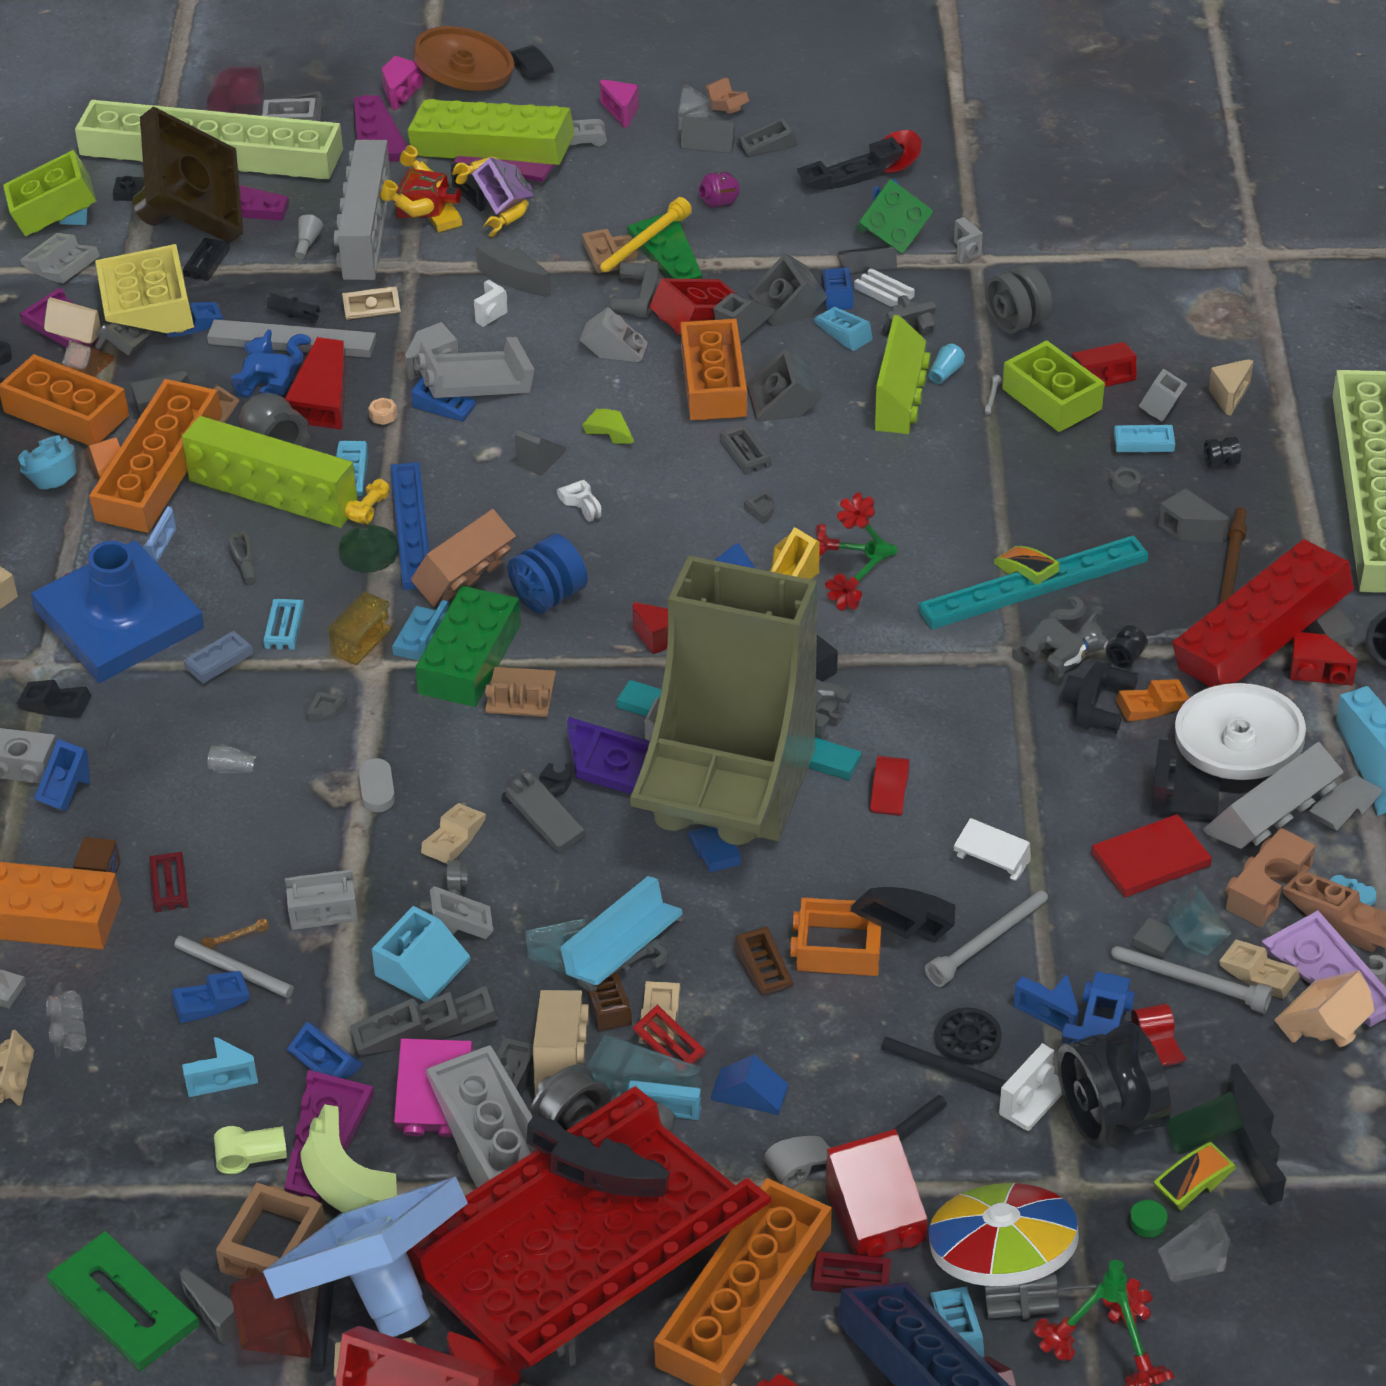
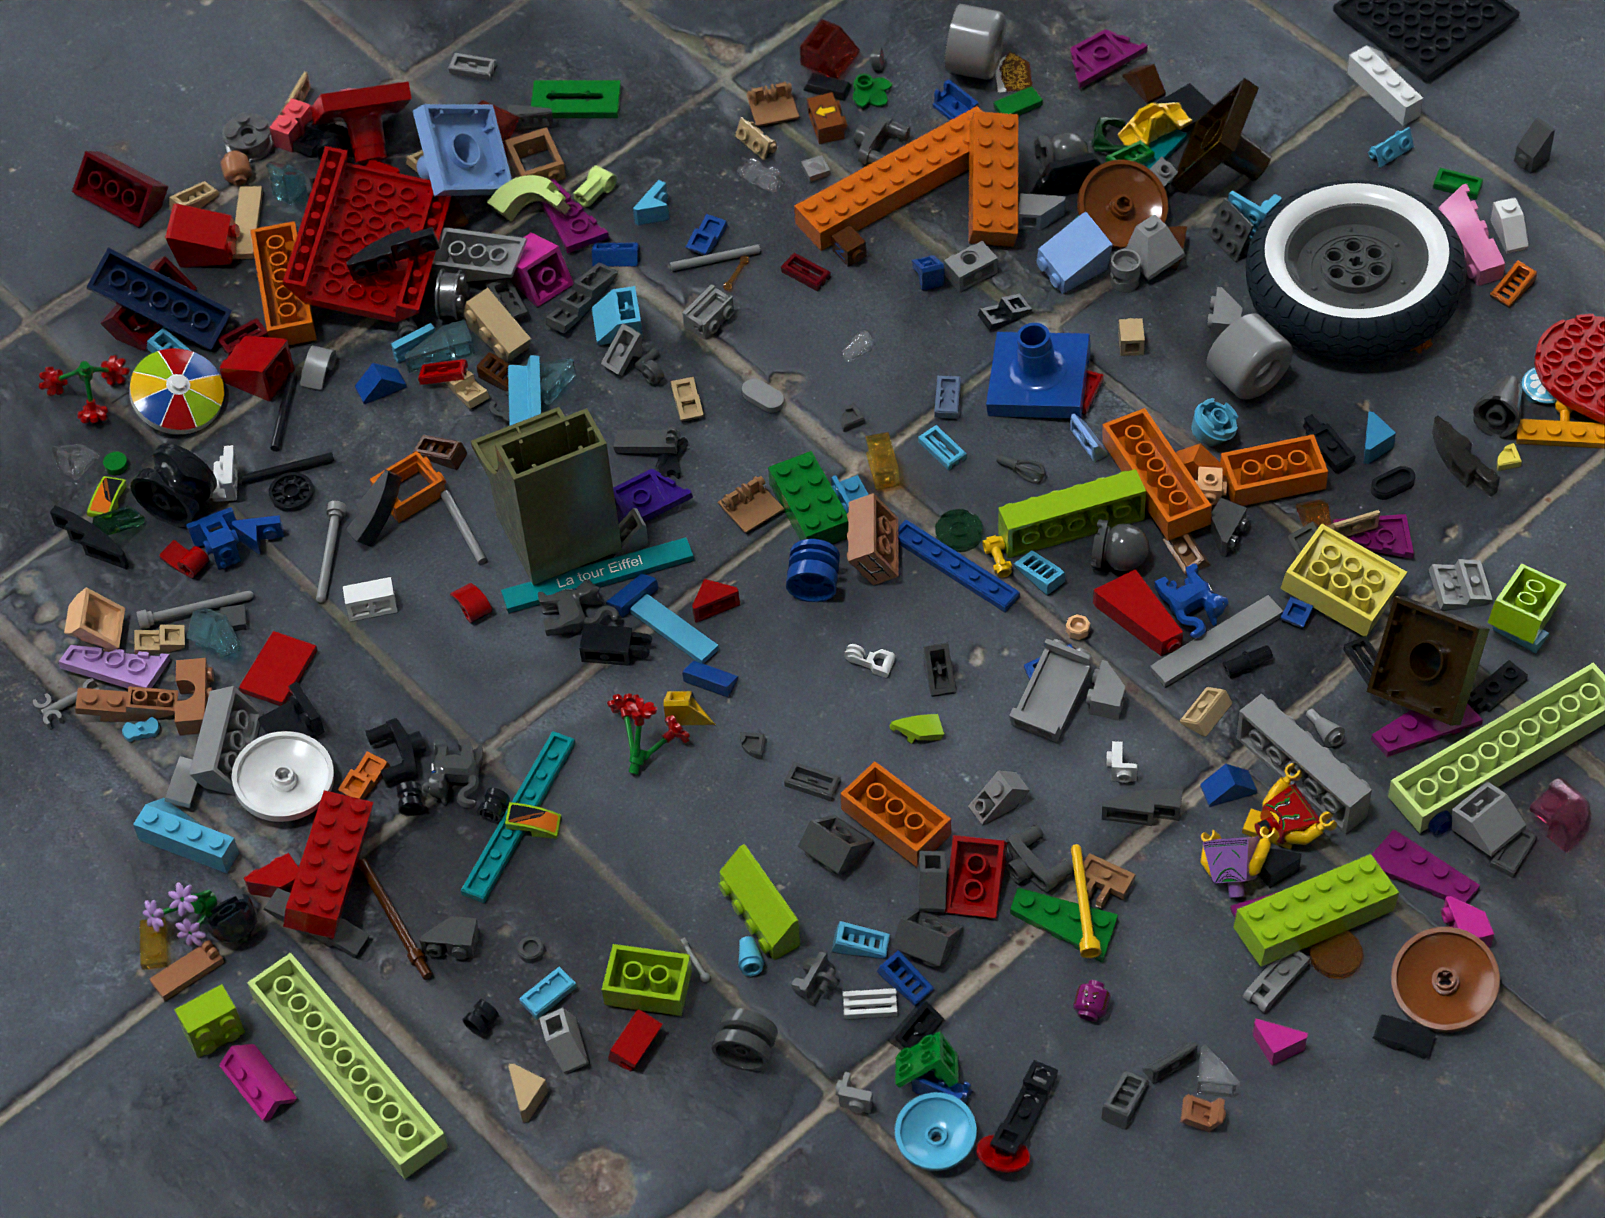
camera: 140 degrees right, 10 degrees up
(121, 421) = (1211, 483): none -> light nougat brick
(432, 247) = (1228, 785): none -> blue slope
(823, 858) = (463, 527): none -> light grey bar
(935, 178) = (935, 1116): none -> medium azure dish
(1051, 593) = (493, 806): none -> black wheel

